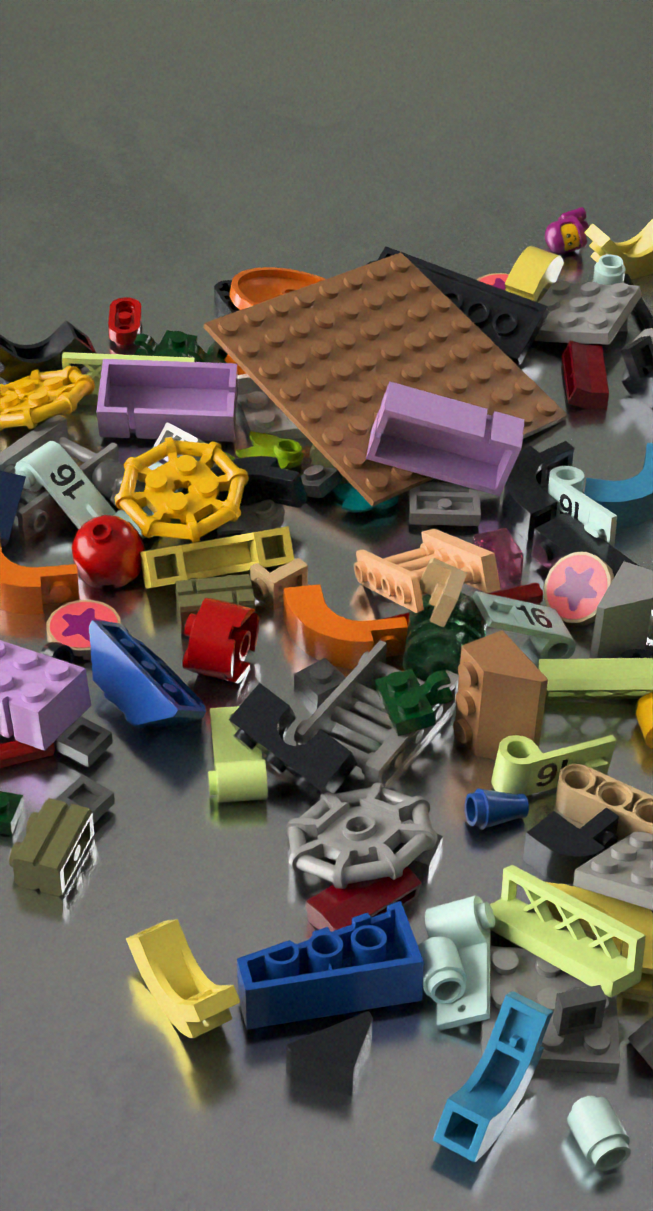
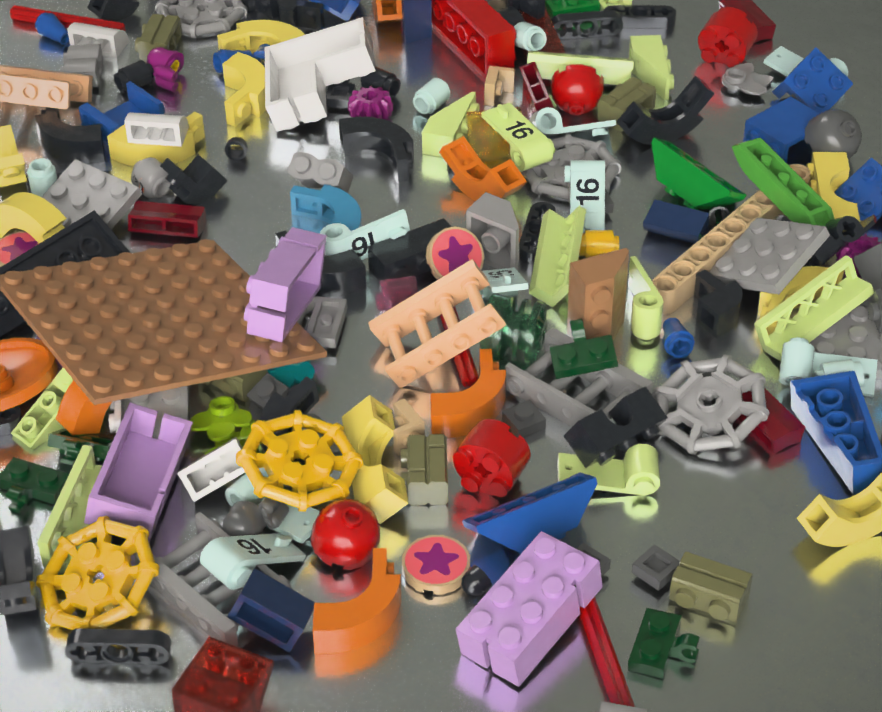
camera: 80 degrees left, 0 degrees up
(444, 586) = (509, 293): tan bracket -> none

